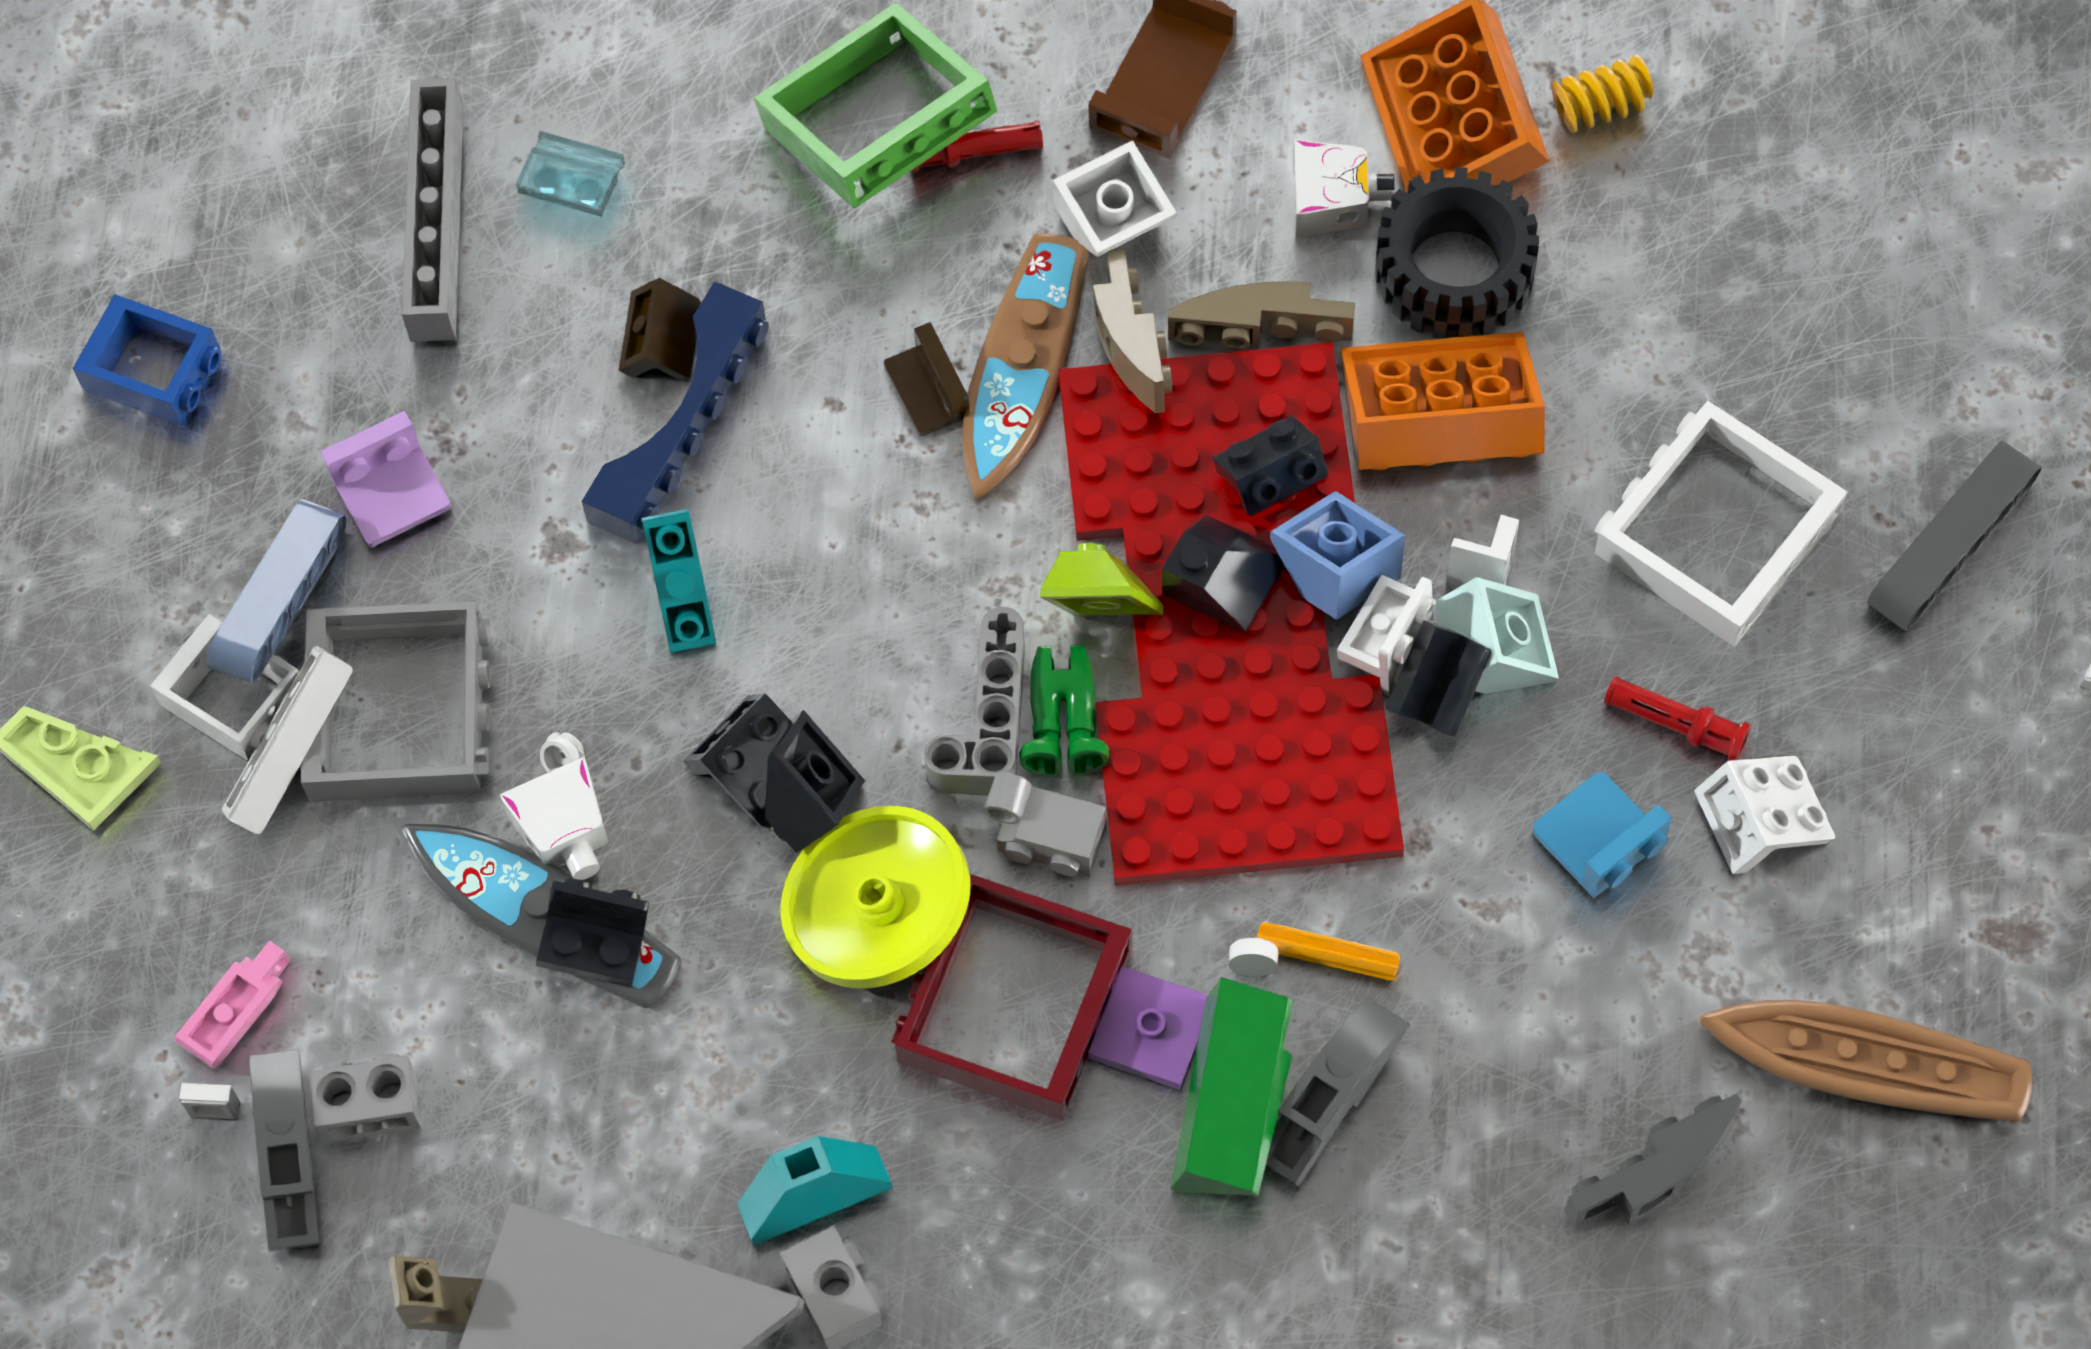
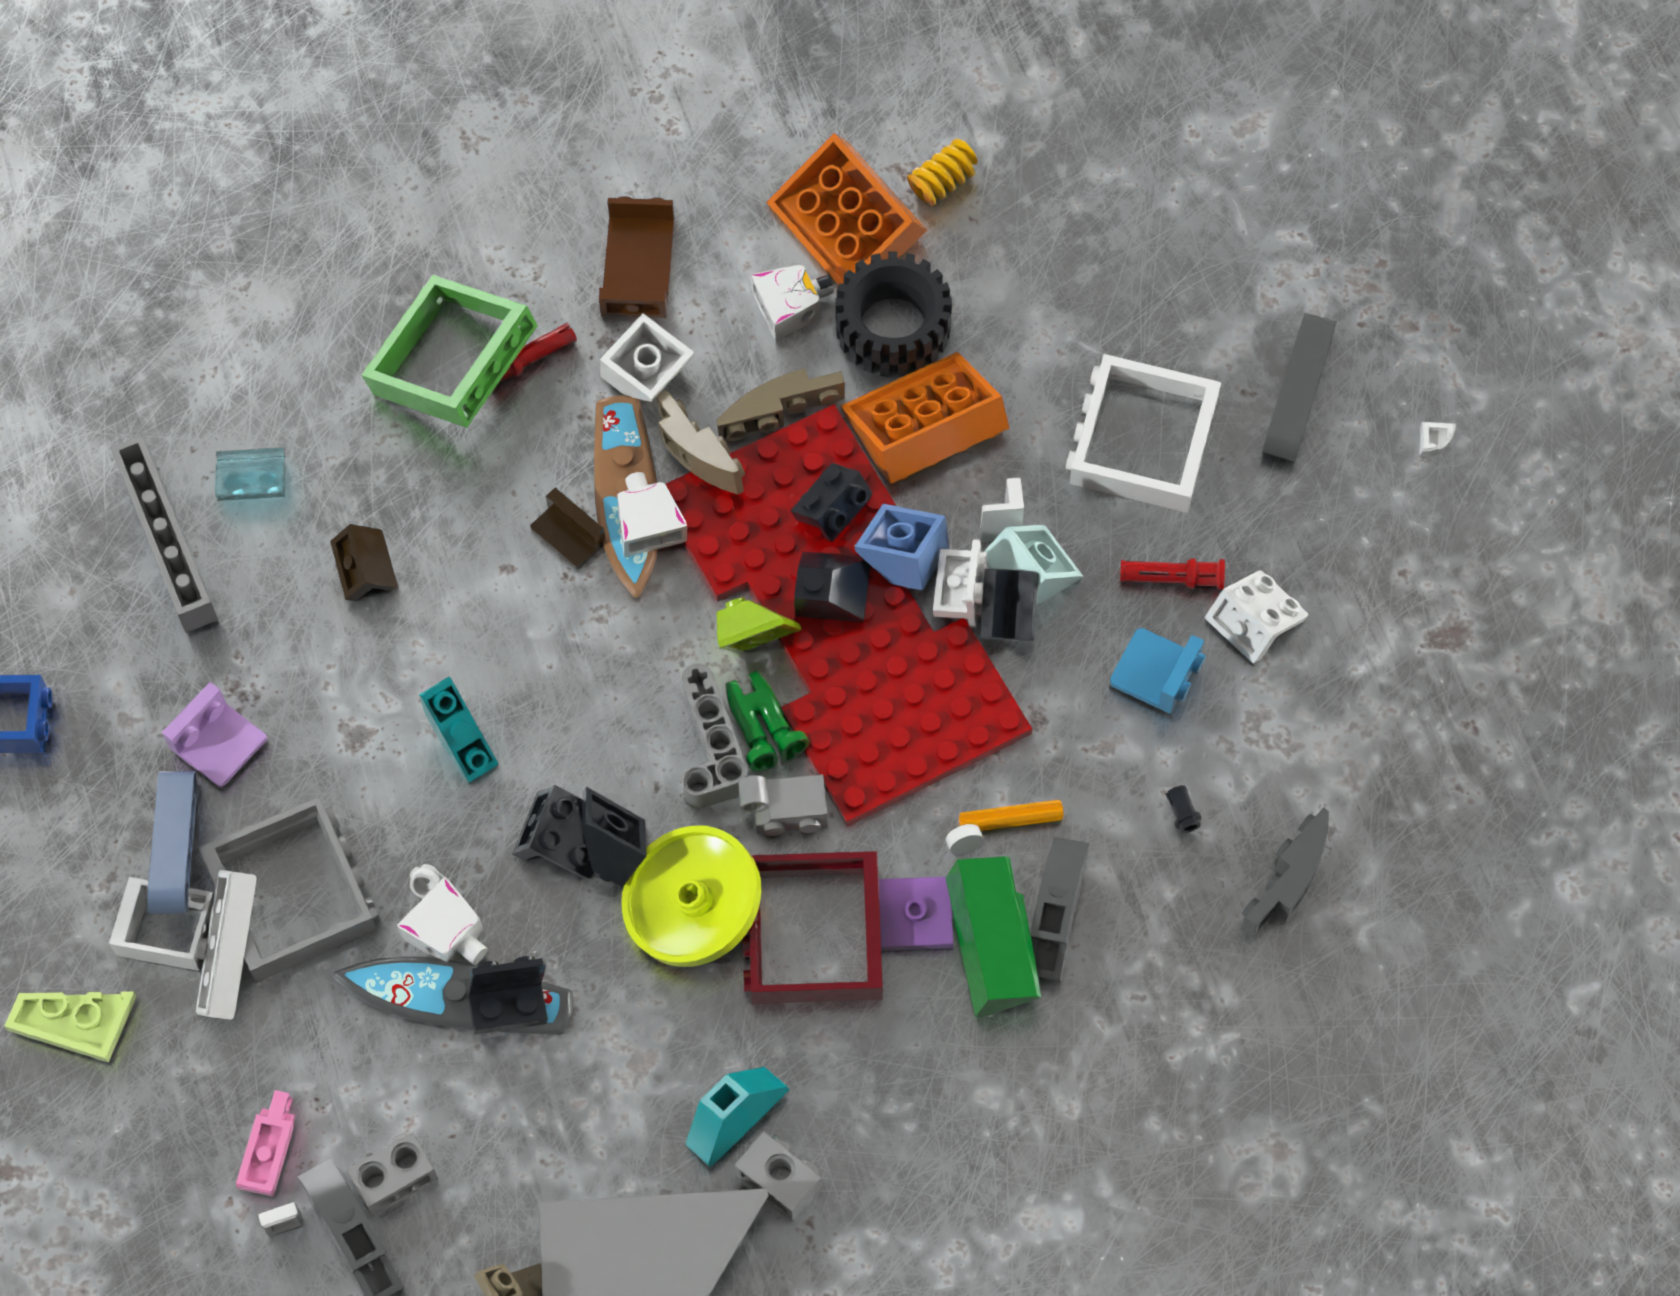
camera: 25 degrees left, 0 degrees up
(636, 483) = (392, 677): dark blue arch -> none
(1029, 401) = (648, 516): none -> white torso
(1554, 1035) = (1186, 817): none -> black pin
(1874, 1058) = (1397, 750): medium nougat piece -> none

